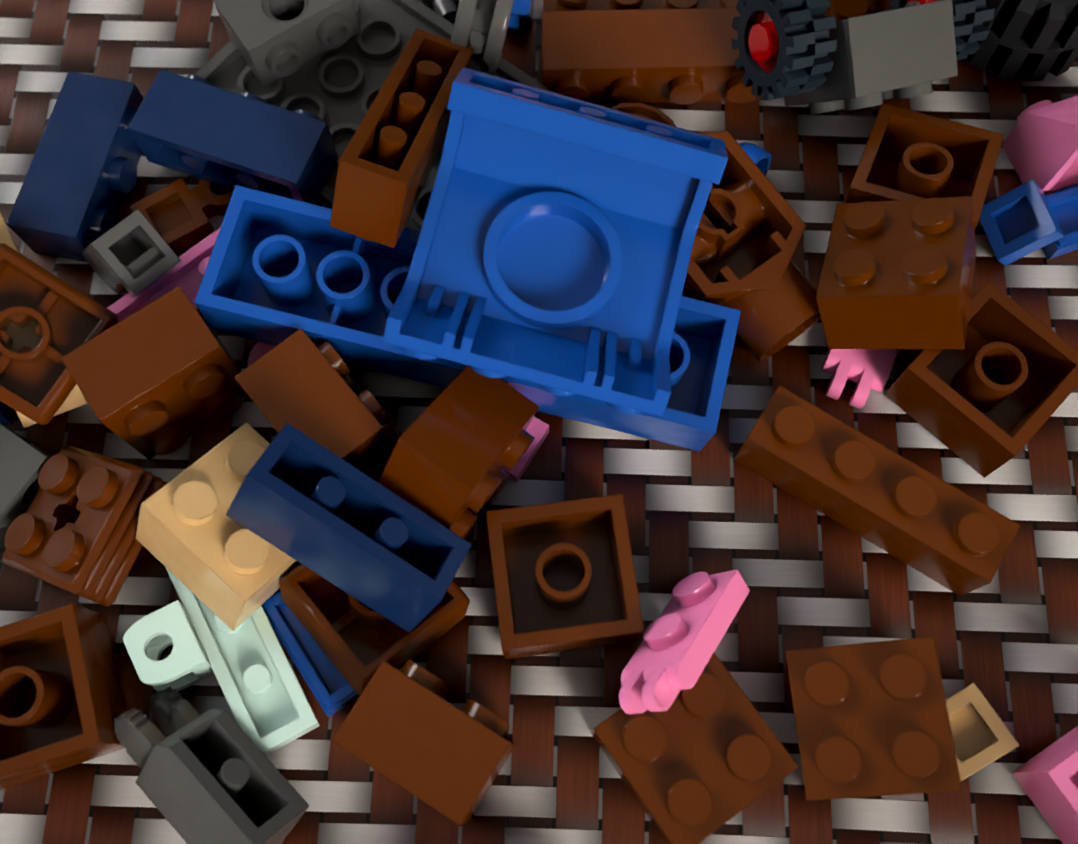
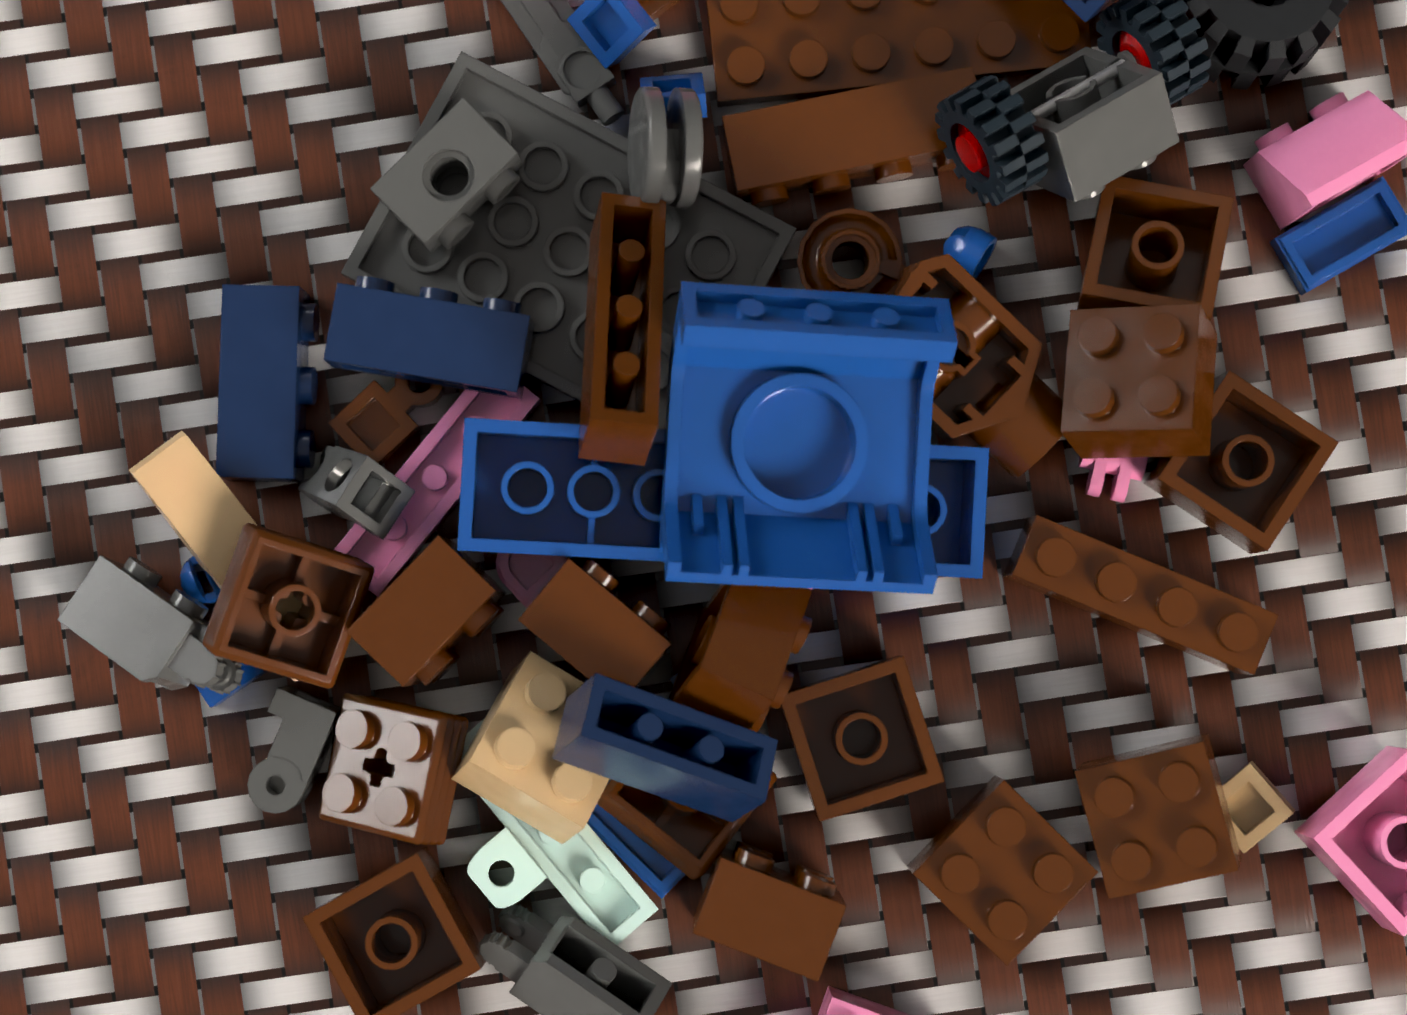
camera: 10 degrees left, 15 degrees up
(681, 640) = (980, 778): bright pink hinge -> none
(1019, 222) = (1263, 272): blue plate -> none

